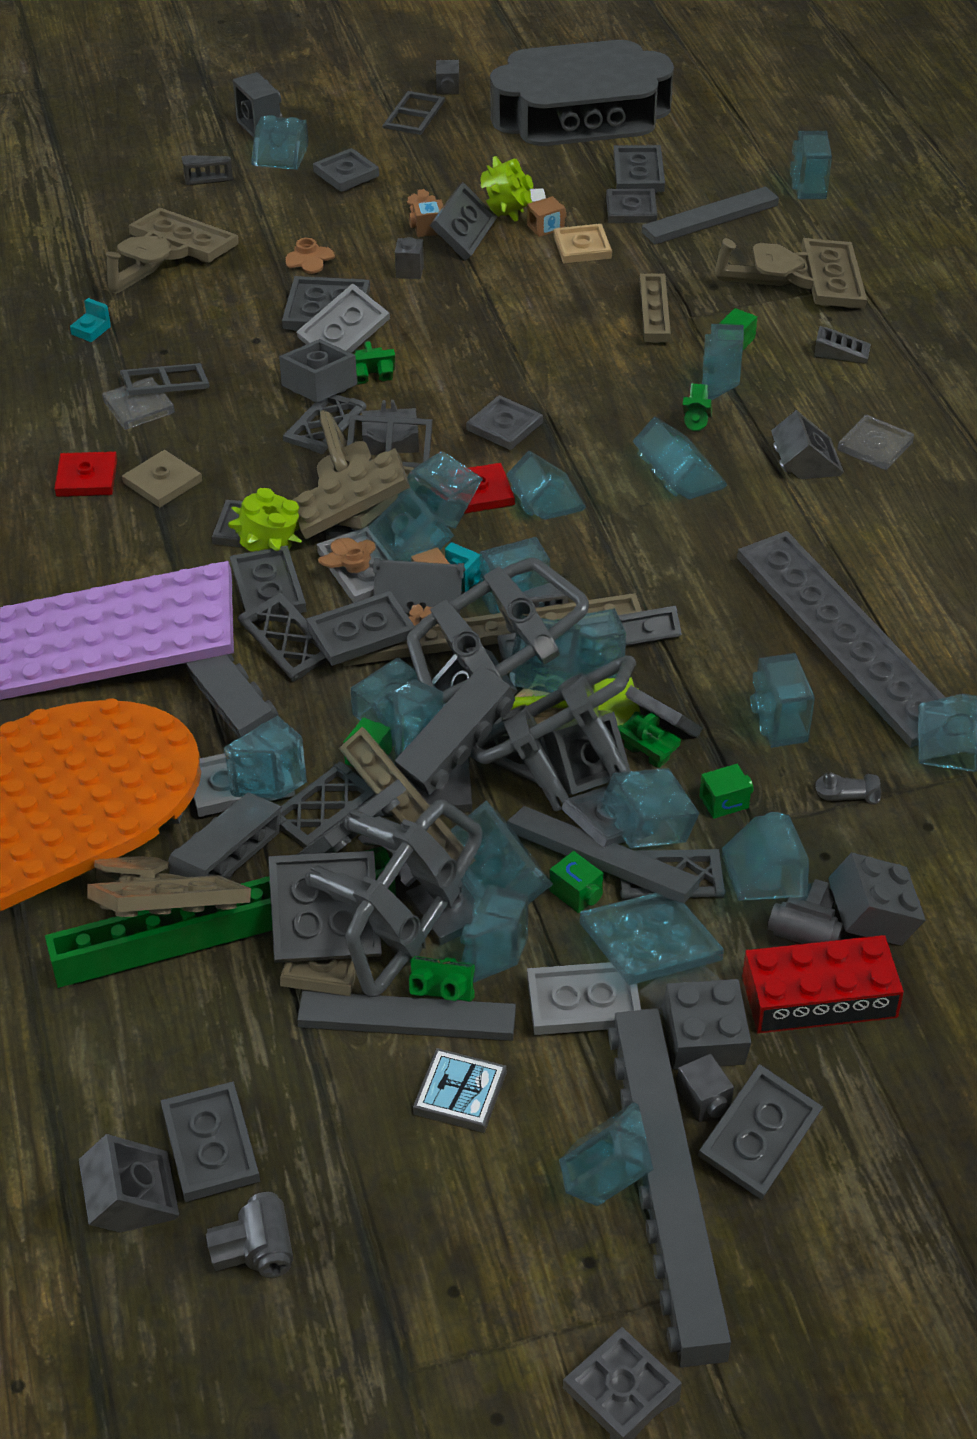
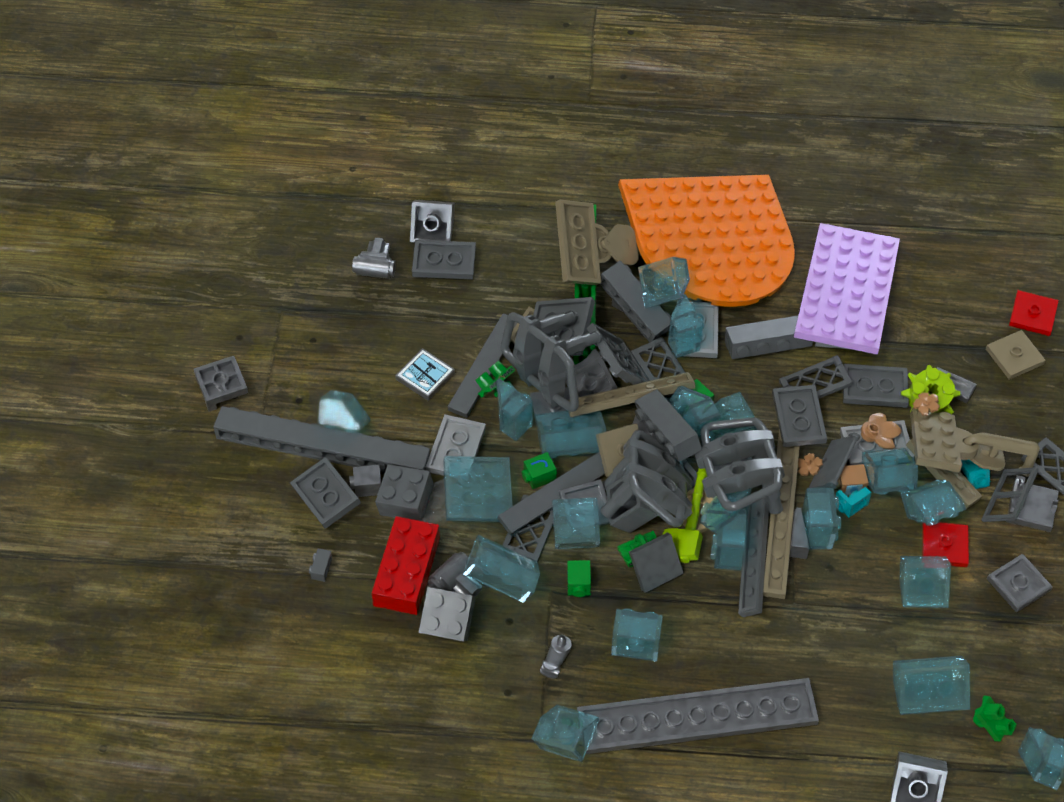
camera: 110 degrees right, 10 degrees up
(204, 782) = (664, 281): none -> clear light blue slope
(301, 505) = (925, 403): none -> medium nougat plant
(502, 792) = (611, 446): none -> dark tan plate
(878, 1099) = (321, 564): none -> dark grey piece

